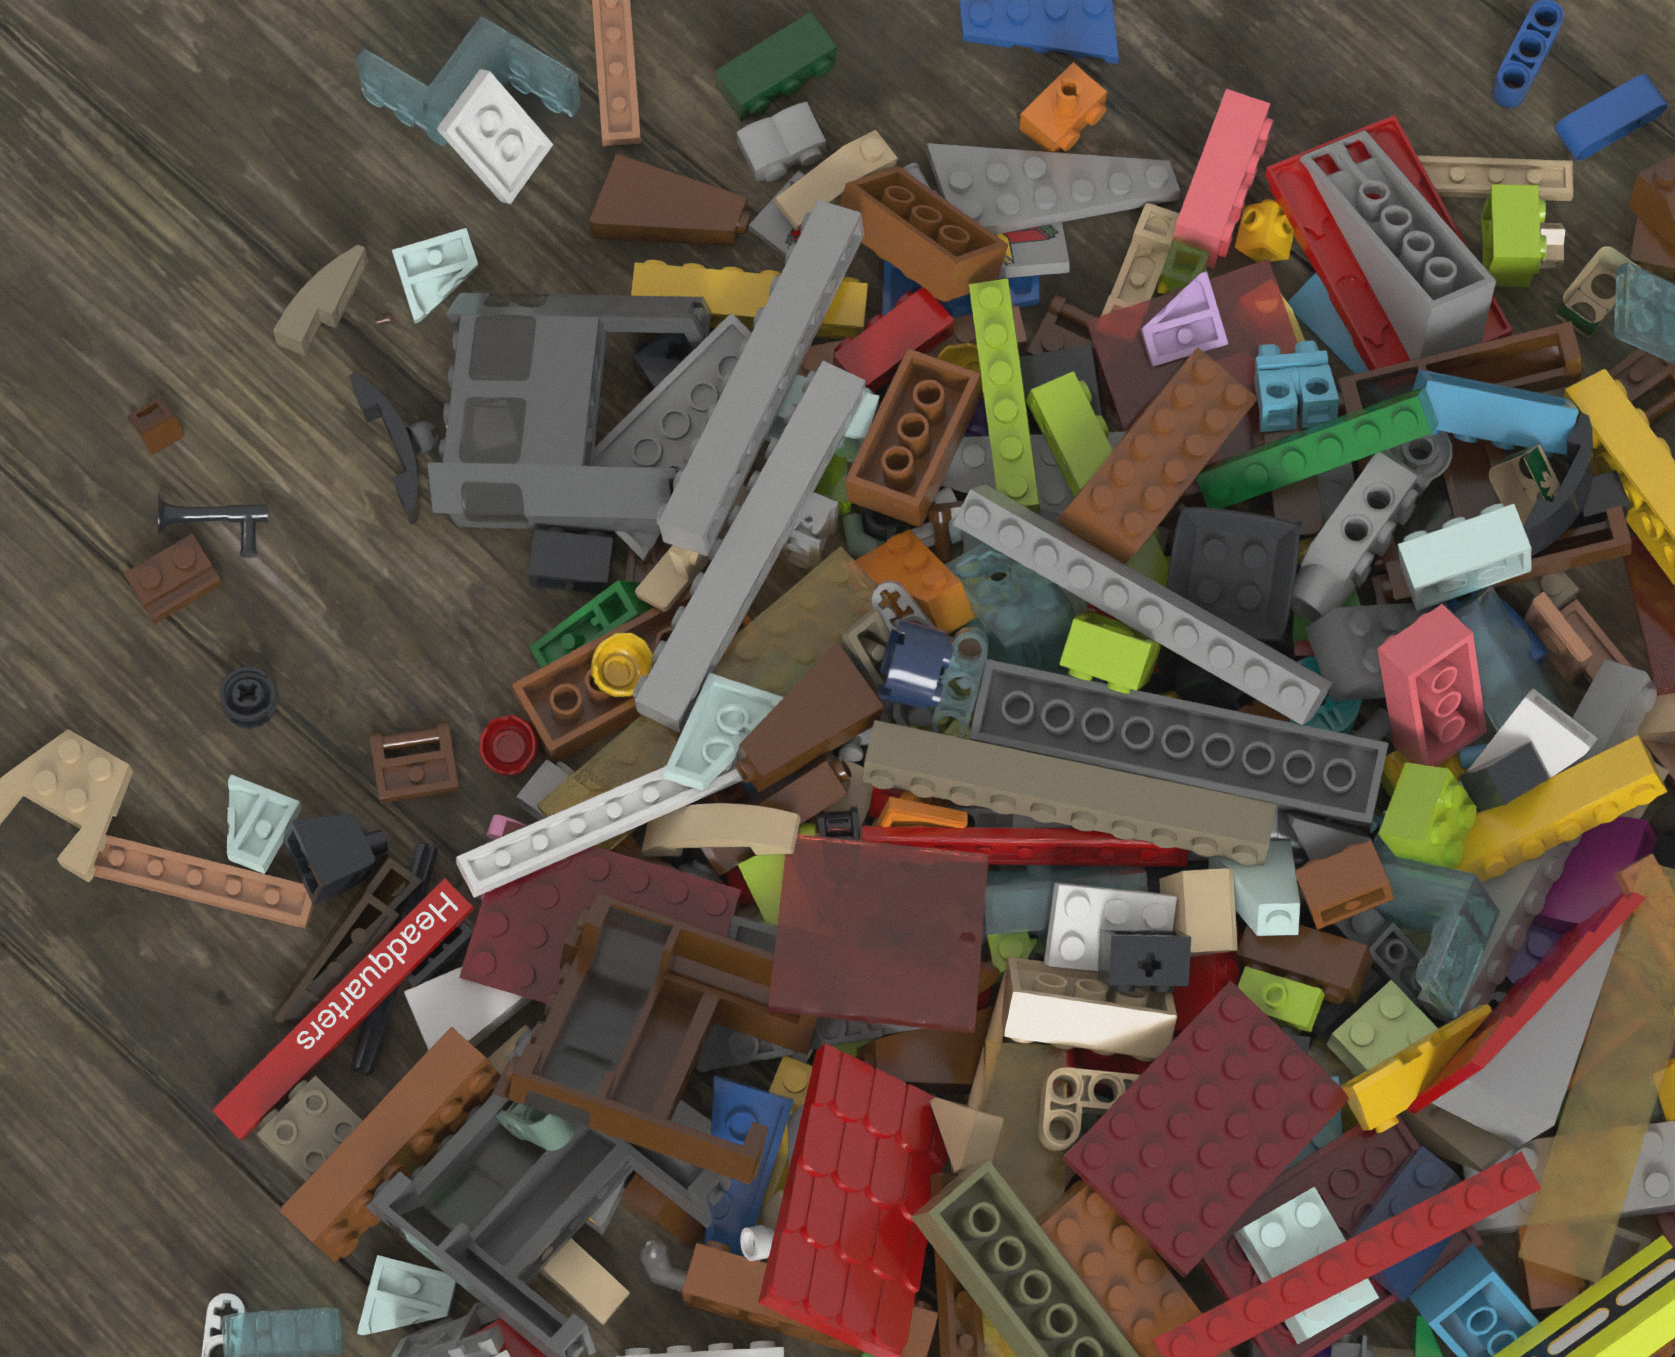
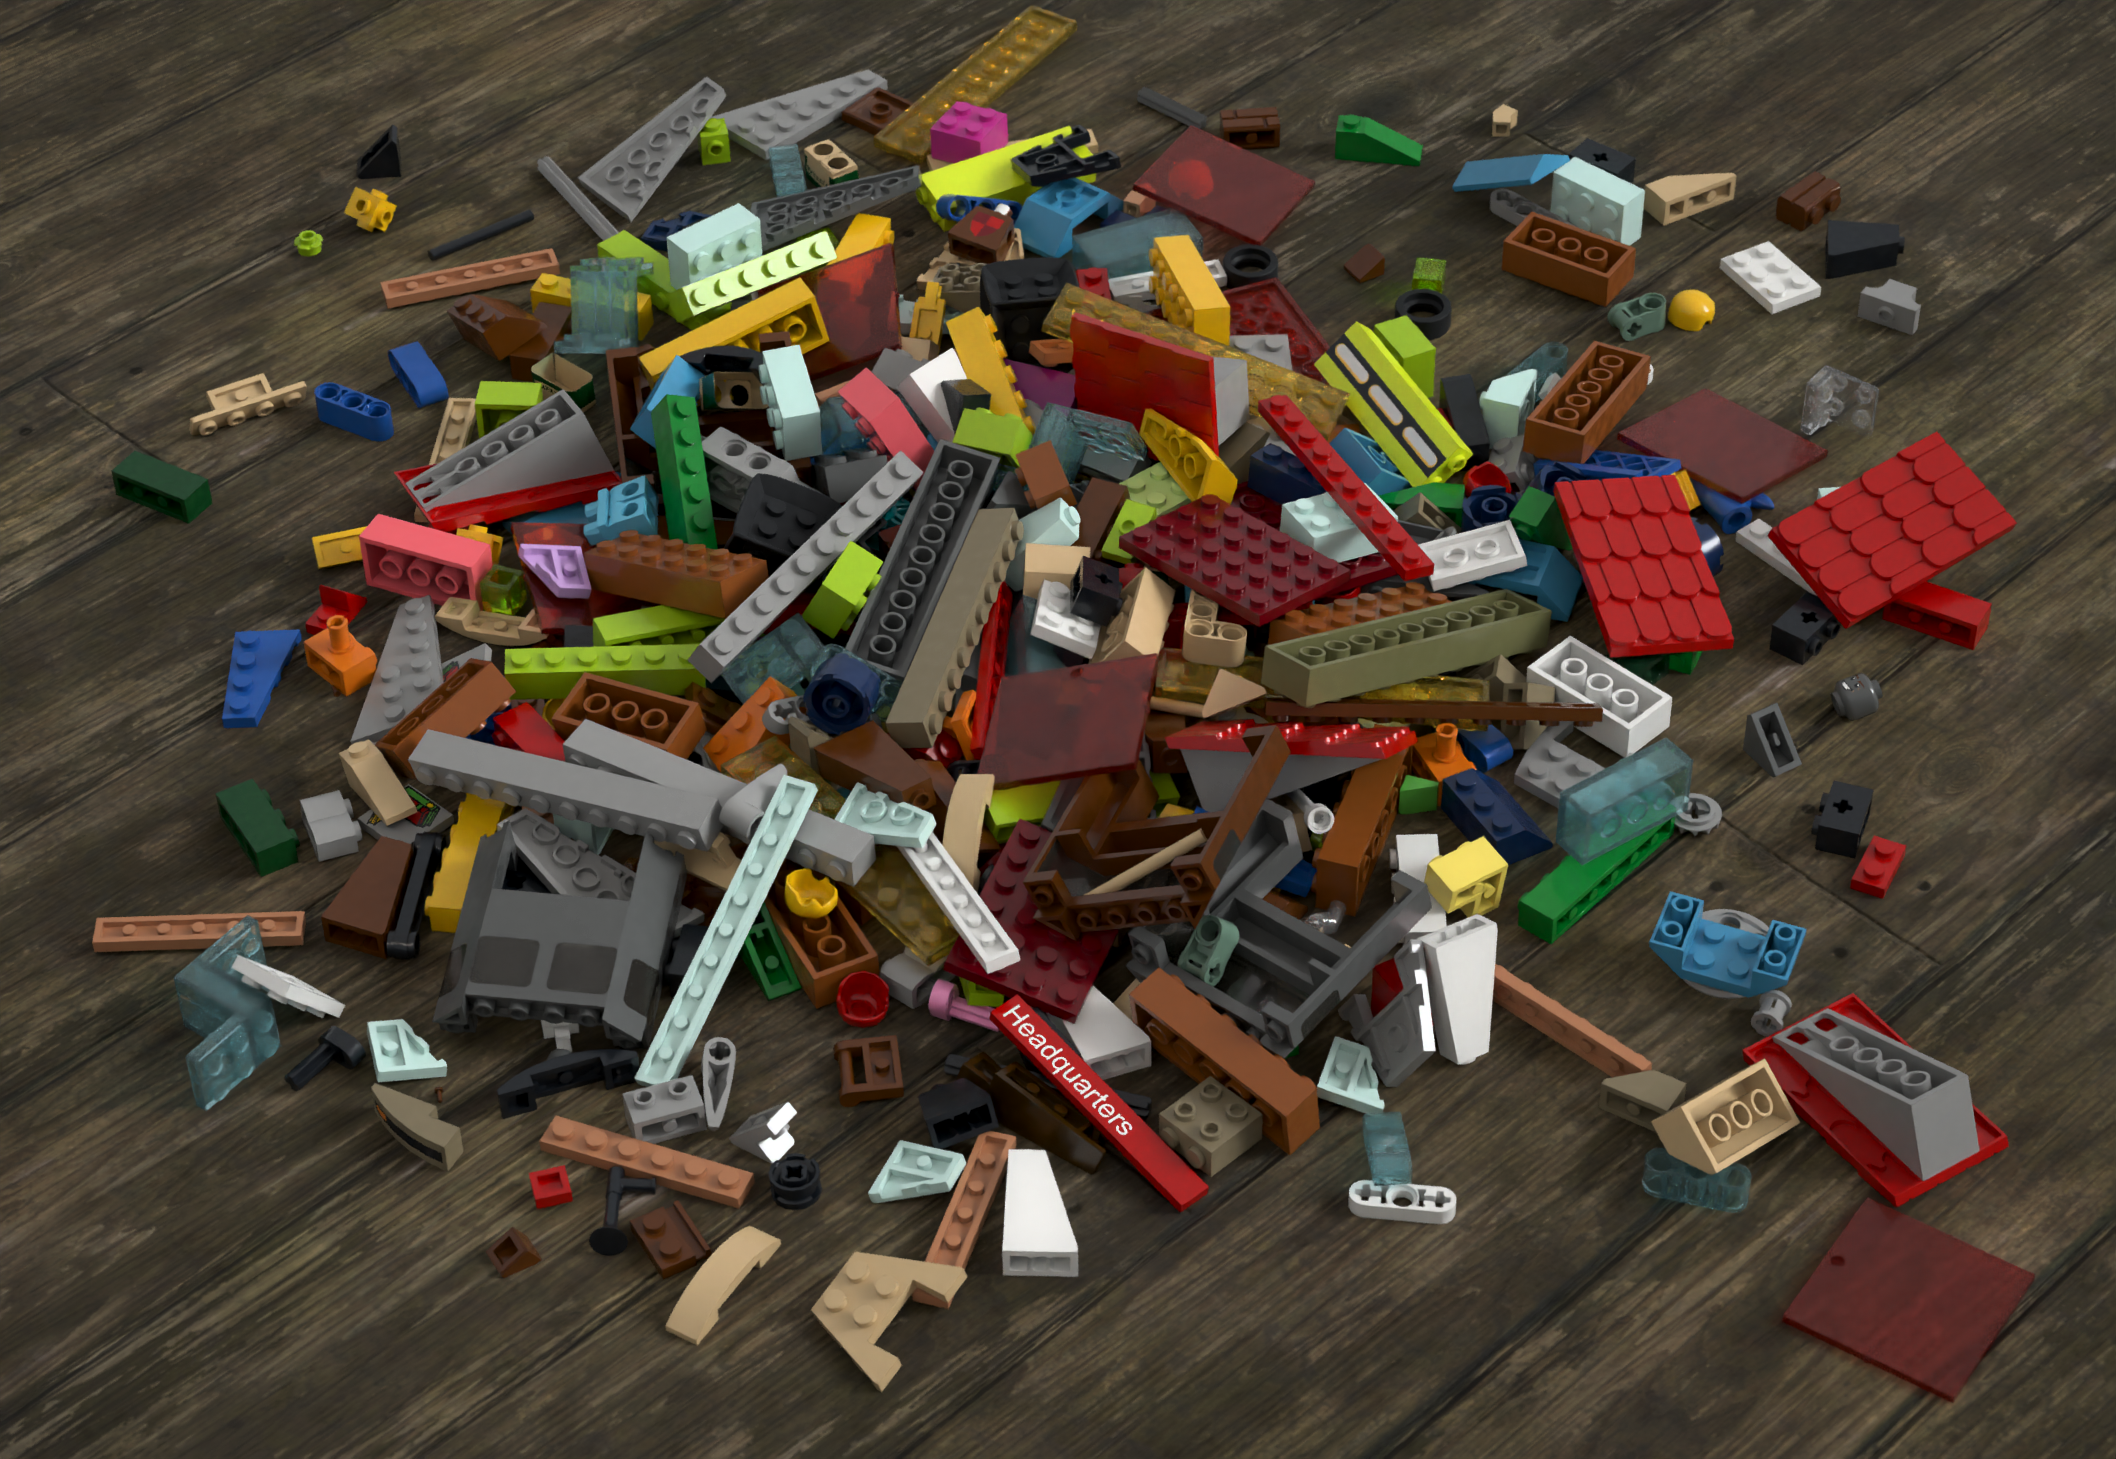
camera: 85 degrees left, 30 degrees down
(115, 636) = (717, 1279): none -> tan slope
(190, 951) = (1035, 1220): none -> white slope
(239, 448) = (550, 1187): none -> red plate
(283, 543) = (647, 1160): none -> nougat plate
(315, 658) = (766, 1133): none -> light grey slope
(345, 550) = (665, 1110): none -> light grey brick
(386, 599) = (717, 1078): none -> light grey piece
(439, 201) = (333, 1045): none -> black piece
(559, 580) = (727, 932): none -> light aqua plate
(602, 248) = (405, 940): none -> black piece
(605, 1025) = (1152, 863): none -> tan bar
(712, 583) = (747, 807): none -> light grey piece
(1159, 93) = (334, 603): none -> red slope
(1268, 81) = (338, 548): none -> yellow plate

